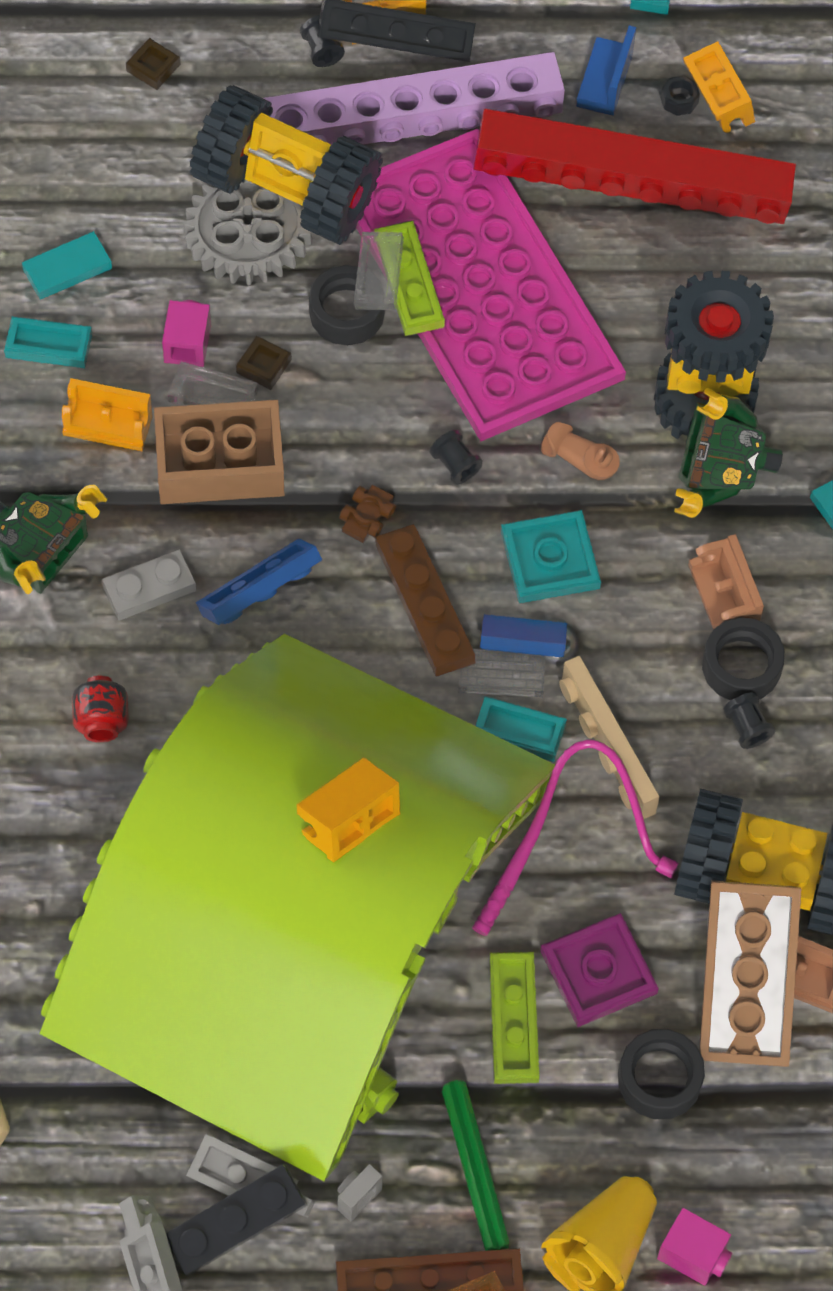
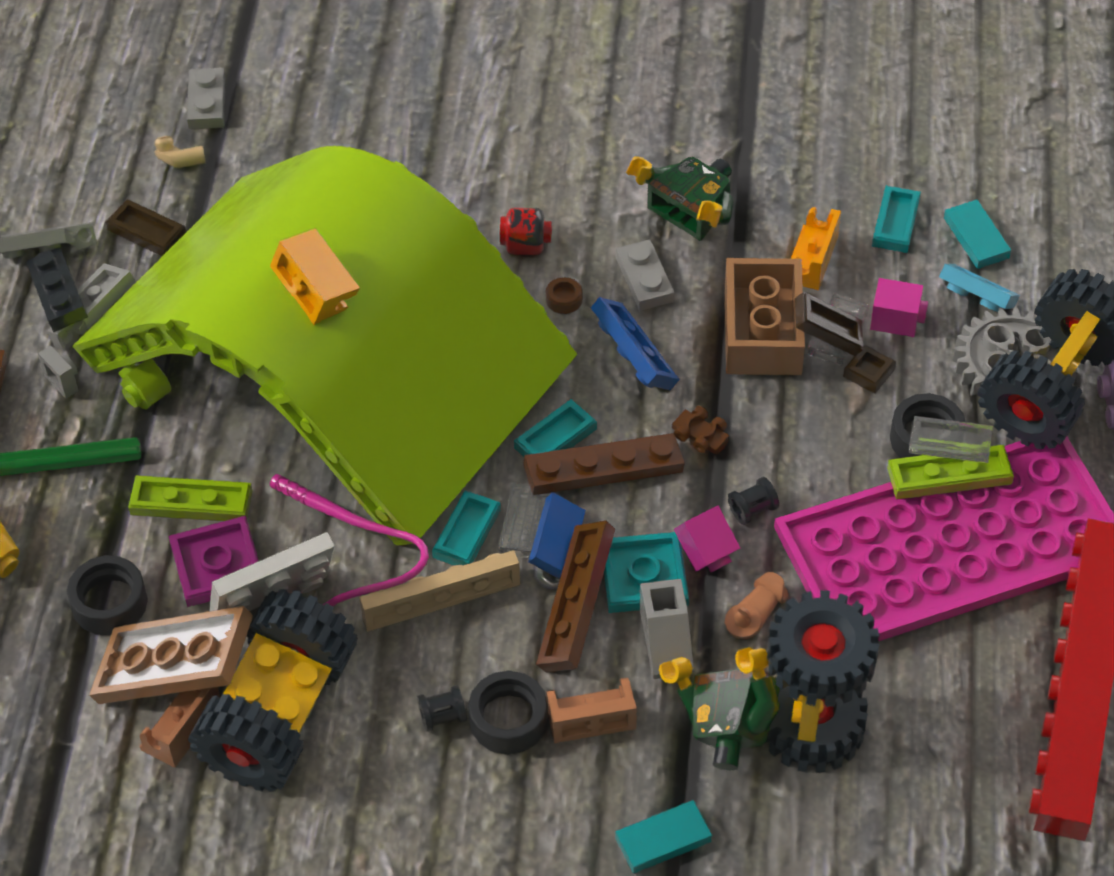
camera: 100 degrees right, 10 degrees down
(113, 1145) = (145, 227): none -> dark brown tile
(146, 264) = (964, 281): none -> medium azure plate
(185, 664) = (564, 295): none -> reddish brown tile
(235, 383) = (829, 324): none -> dark brown tile
(383, 654) = (557, 431): none -> teal tile
(517, 490) = (707, 540): none -> dark pink brick
(600, 607) = (575, 597): none -> reddish brown plate
(629, 521) = (665, 623): none -> light grey slope
(650, 881) = (291, 569): none -> white plate

